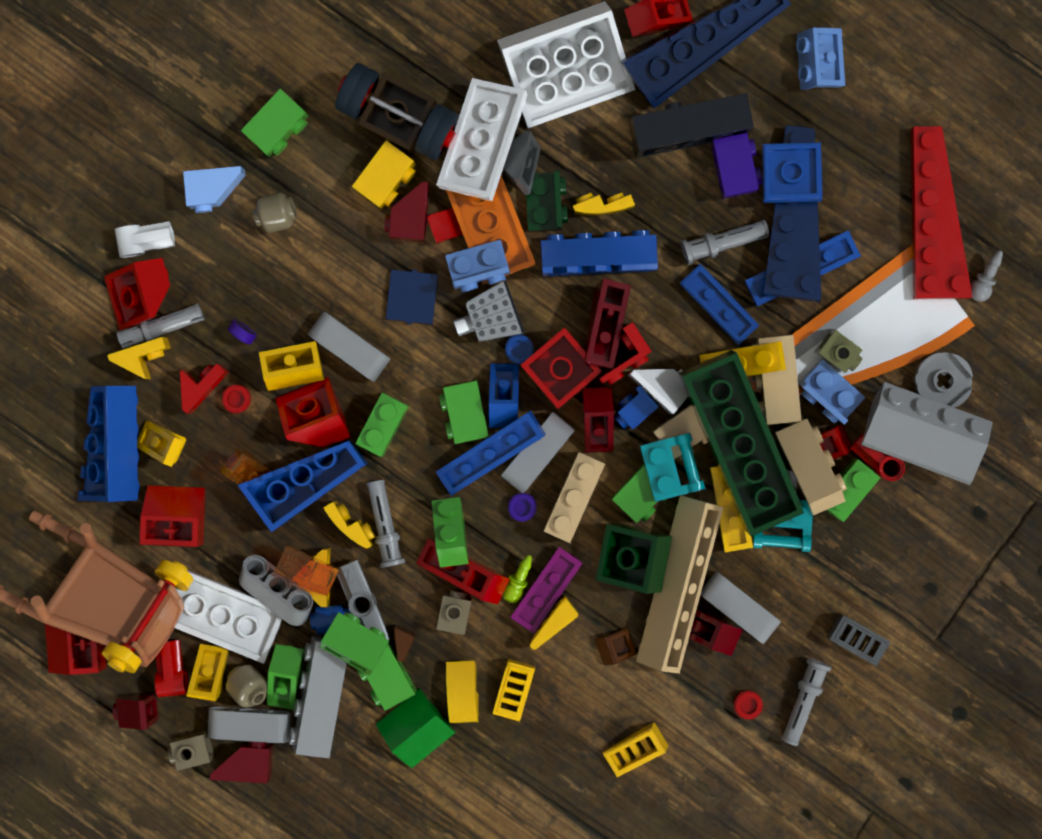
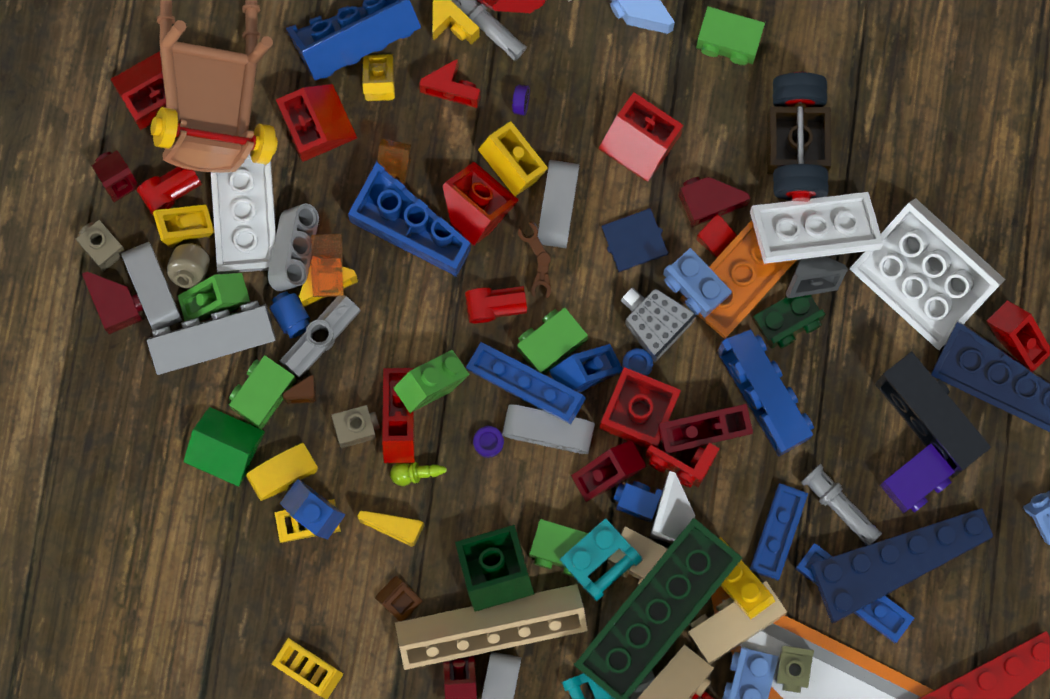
camera: 65 degrees right, 10 degrees down
(236, 398) = (455, 126): red tile -> none
(275, 212) = (648, 75): dark tan head -> none
(327, 247) = (641, 137): none -> slope
(354, 642) = (281, 341): bright green brick -> none
(358, 532) = (387, 295): yellow slope -> none
(382, 424) = (500, 269): bright green brick -> none
(385, 175) = (734, 158): yellow brick -> none
(386, 538) = (394, 328): light grey pin -> none
(390, 383) = (543, 259): none -> reddish brown piece
(406, 449) = (487, 304): none -> red piece
(509, 685) = (312, 510): none -> blue slope
(546, 589) = (420, 503): magenta plate -> none
(574, 497) = (524, 483): tan brick -> none
(593, 206) = (808, 363): yellow slope -> none
(731, 528) = (568, 652): yellow plate -> none
(792, 172) = (940, 533): blue tile -> none

